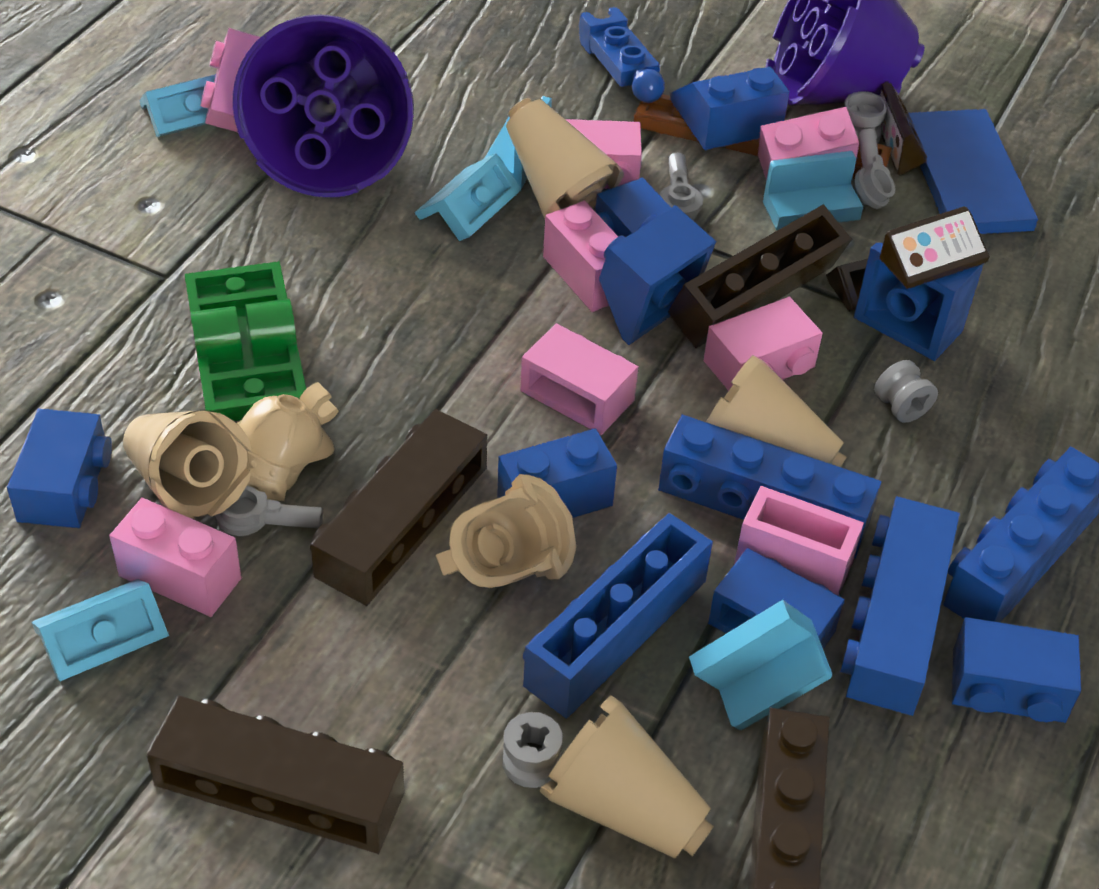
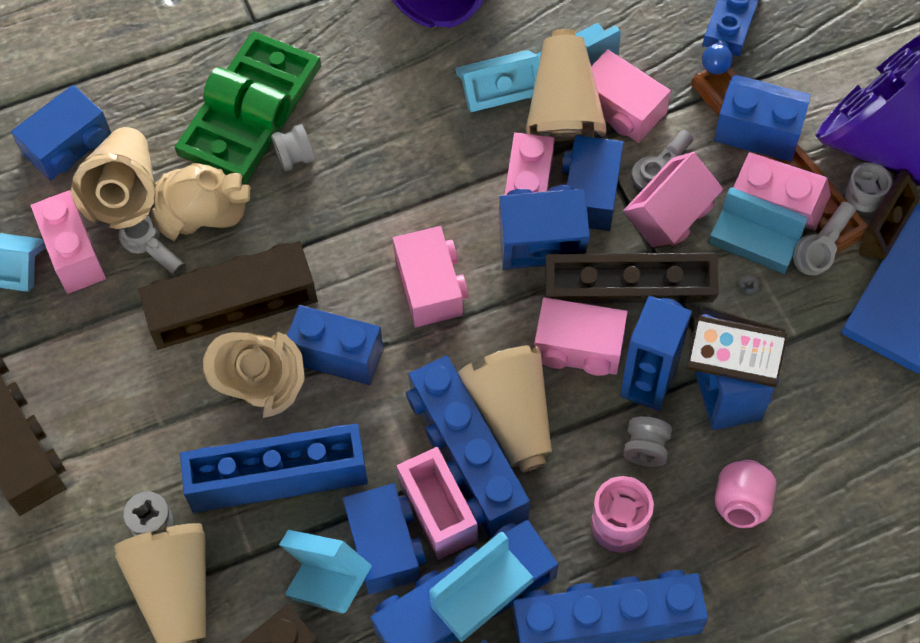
camera: 45 degrees right, 15 degrees up
(331, 348) = (292, 147): none -> light grey wheel
(728, 201) = (674, 201): none -> bright pink piece
(860, 302) = (655, 352): none -> blue brick
(929, 569) = (479, 587): none -> medium azure panel
(954, 453) = (625, 504): none -> bright pink wheel
(1022, 380) = (745, 493): none -> bright pink head

